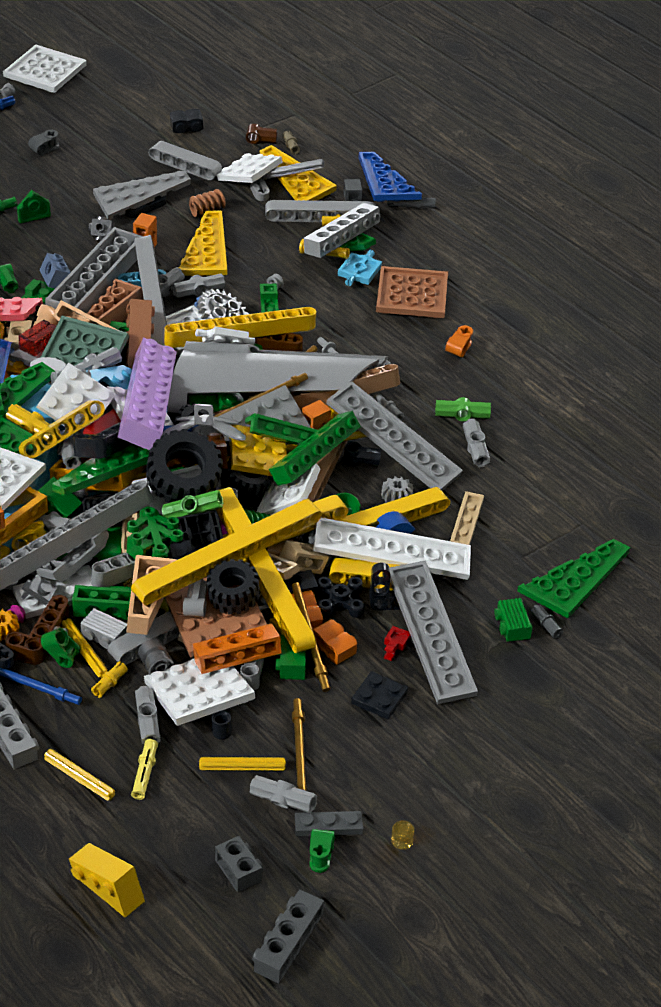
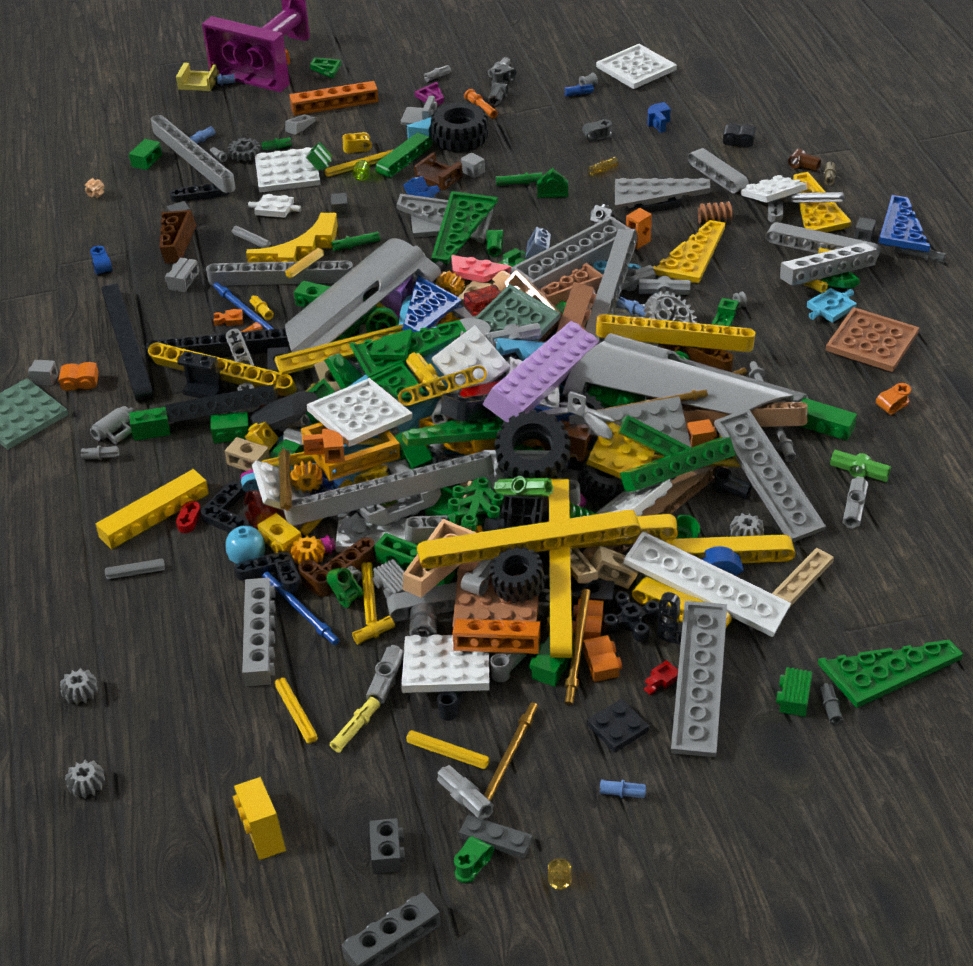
camera: 30 degrees right, 0 degrees up
(69, 178) = (603, 165): none -> clear yellow pin
(98, 116) = (658, 116): none -> blue brick
(183, 311) = (631, 306): none -> medium blue pin
(225, 335) = (650, 337): white plate -> none
(415, 747) = (622, 789): none -> medium blue axle
(417, 374) = (829, 420): none -> green brick

